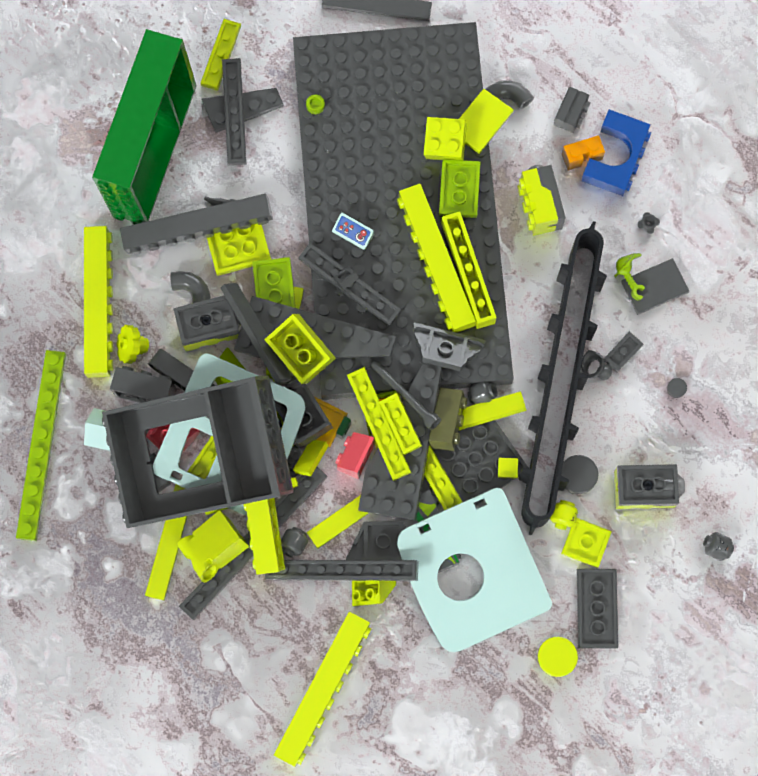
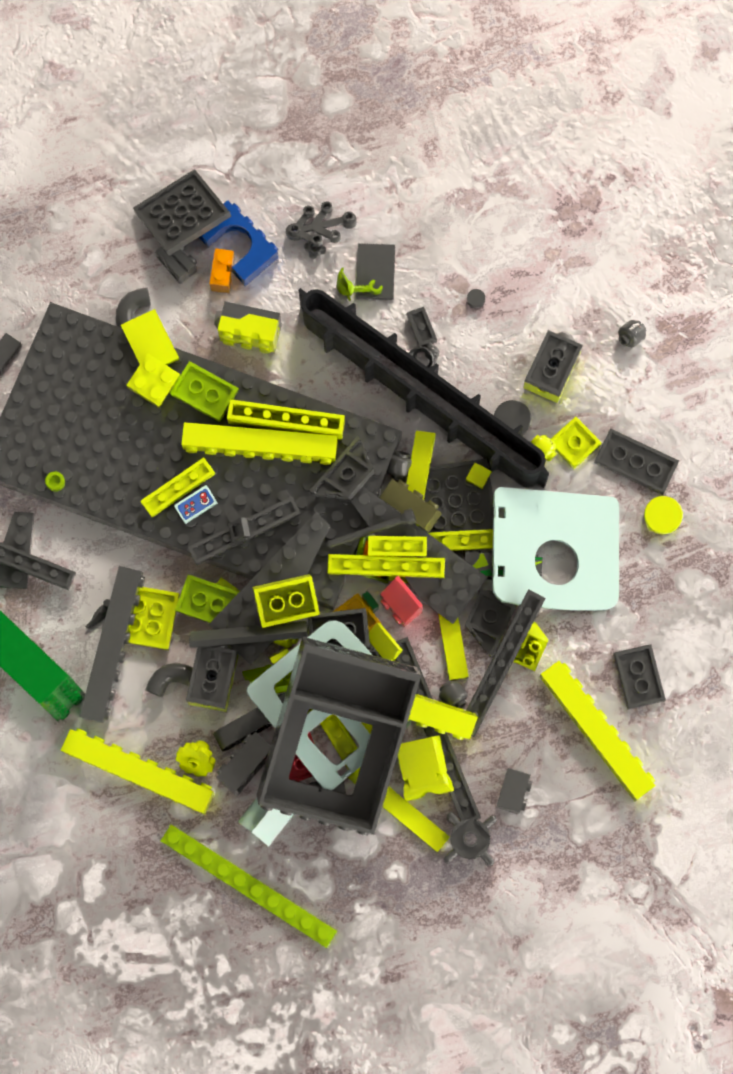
camera: 65 degrees left, 0 degrees up
(179, 621) = (465, 850): none -> dark grey plate
(230, 638) = (513, 791): none -> dark grey brick
(253, 368) = (278, 655): none -> neon yellow tile
(360, 208) = (177, 487): none -> neon yellow plate
(393, 705) = (639, 676): none -> dark grey tile
(617, 91) = (182, 212): none -> dark grey plate
(671, 215) = (299, 230): none -> dark grey plant

